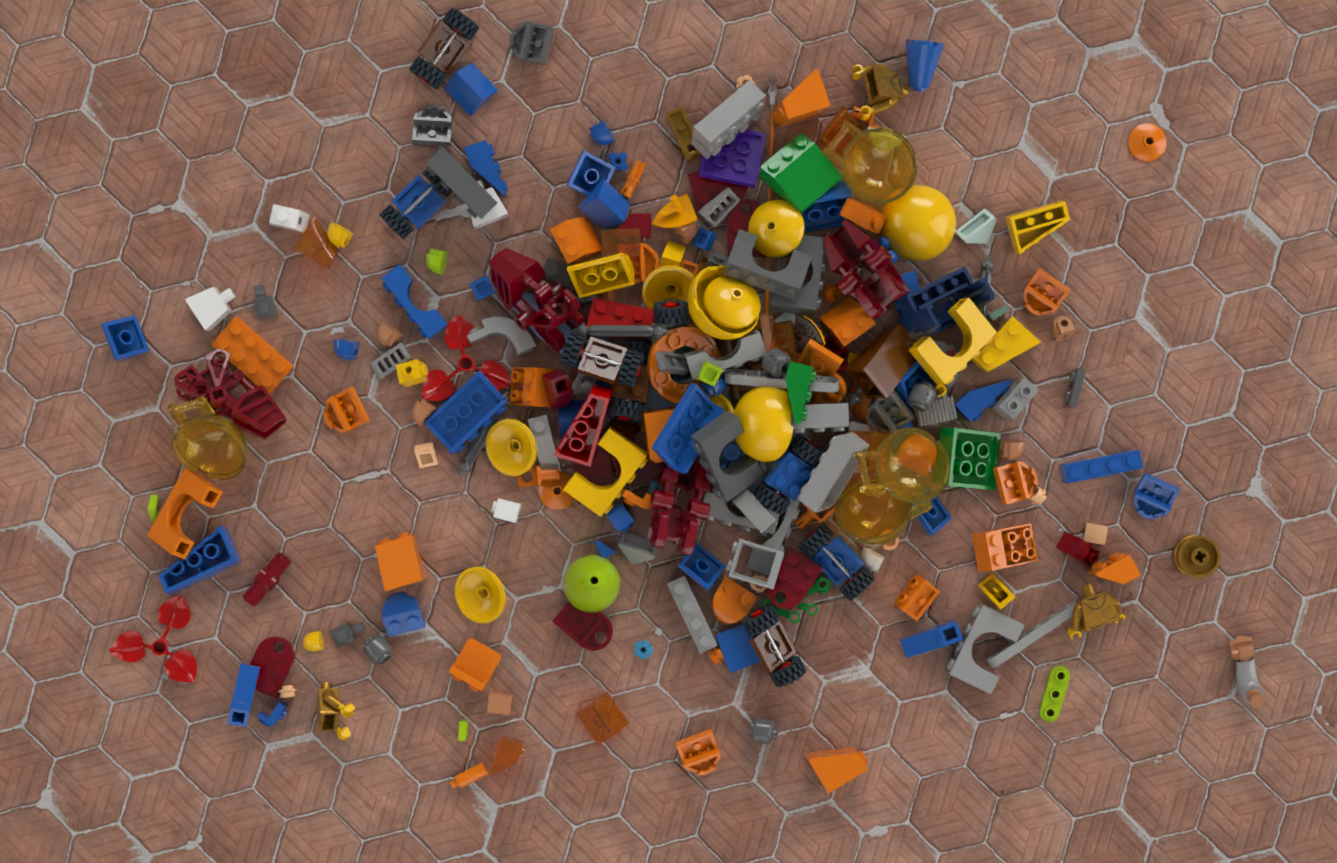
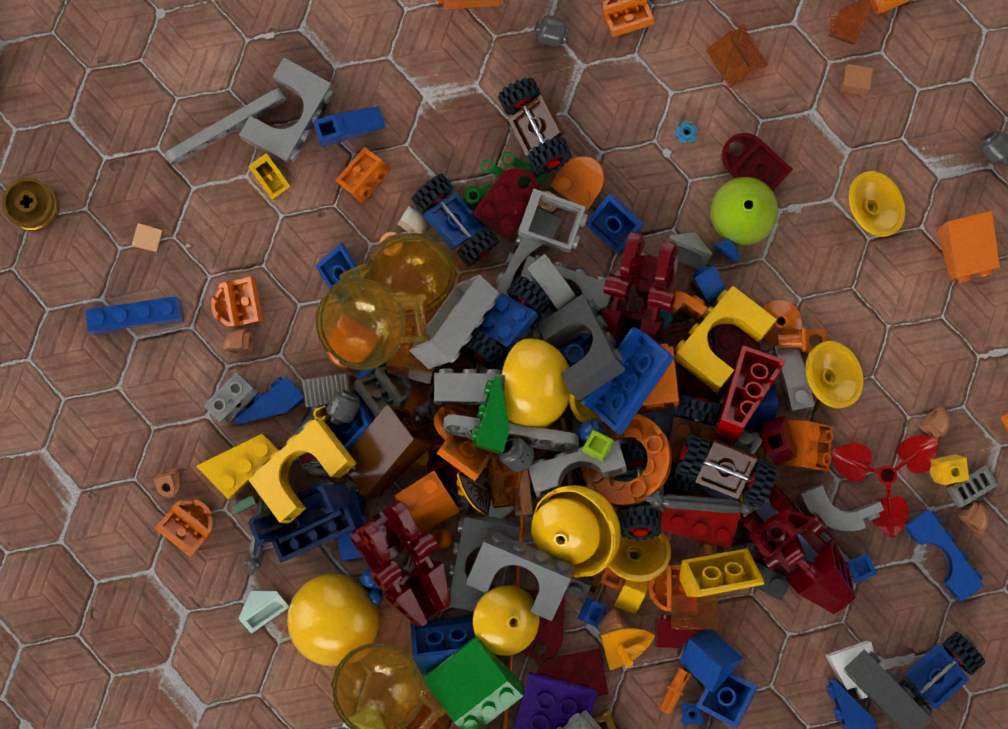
camera: 175 degrees right, 5 degrees down
(401, 614) = (967, 188): blue slope -> none
(426, 455) = (934, 372): light nougat slope -> none
(437, 260) = (915, 604): lime piece -> none
(463, 729) = (900, 50): lime tile -> none
(467, 412) = (885, 418): blue bracket -> none
(475, 664) = (884, 124): orange bracket -> none
(478, 444) = (868, 389): dark grey wheel -> none
(506, 510) = (841, 302): white brick -> none
(576, 240) = (748, 618): orange slope -> none
(671, 362) = (643, 460): dark grey plate -> none
(692, 614) = (629, 169): light grey arch -> none
(710, 207) = (576, 656): light grey slope -> none
(715, 655) = (602, 121): orange plate -> none
(737, 648) = (578, 126): blue slope -> none
(809, 515) = (486, 273): orange bracket -> none
(863, 215) = (399, 631): orange slope -> none
(971, 457) = (288, 335): green slope -> none
(1004, 547) = (255, 227): orange slope -> none
(1034, 224) = (192, 610): yellow wedge -> none
(1038, 496) = (211, 285): light nougat plate -> none
(1054, 684) = (209, 66): lime plate -> none
(1076, 379) = (161, 403): dark grey plate -> none
(1078, 549) = (169, 220): dark red slope -> none
(1094, 611) = (155, 145): pearl gold torso -> none
(1118, 568) = (126, 193): orange slope -> none
(1139, 147) = (59, 700): orange dish -> none
(1154, 497) = (74, 277): blue slope -> none

